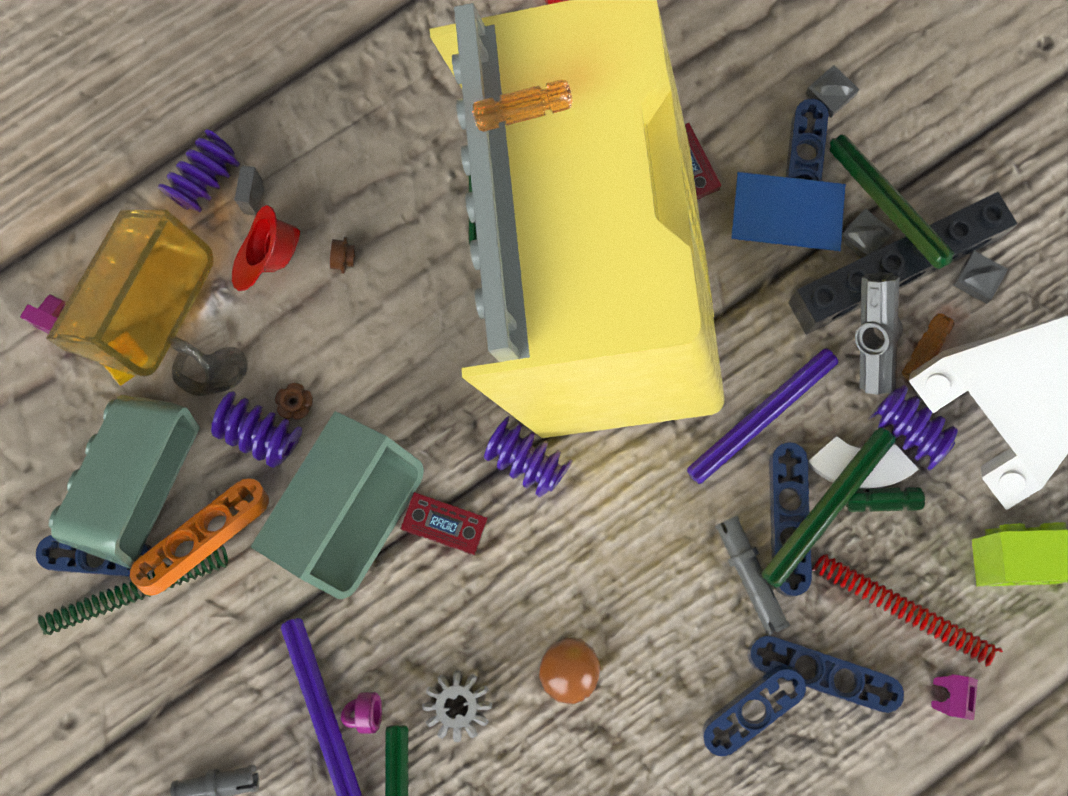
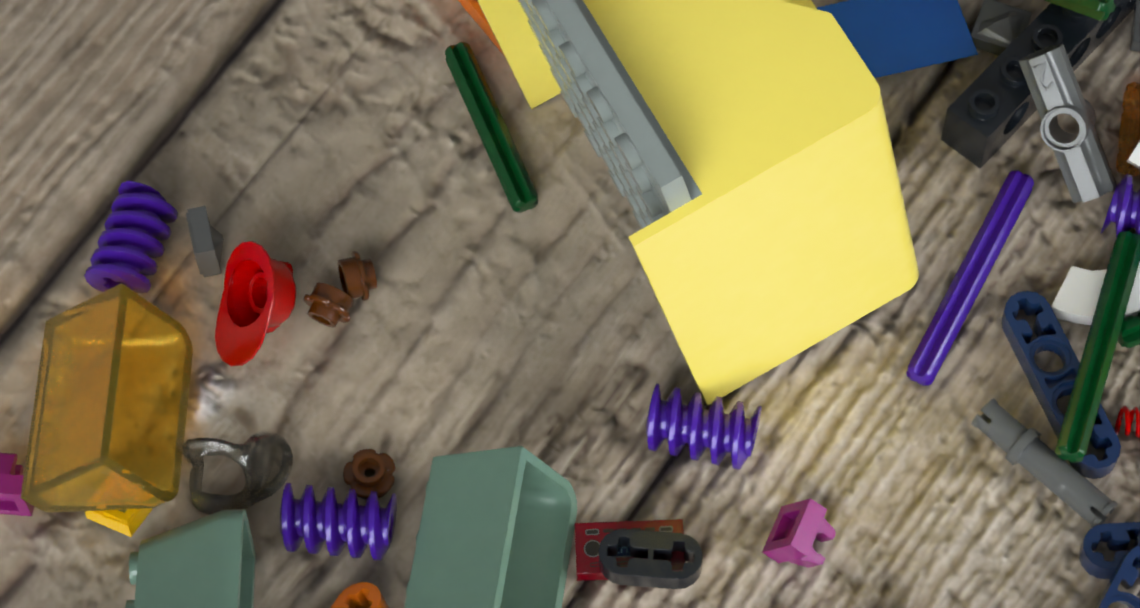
camera: 20 degrees left, 15 degrees down
(314, 269) = (328, 305): none -> reddish brown plate
(455, 531) = (650, 546): none -> black beam
(559, 558) = (795, 532): none -> magenta tile

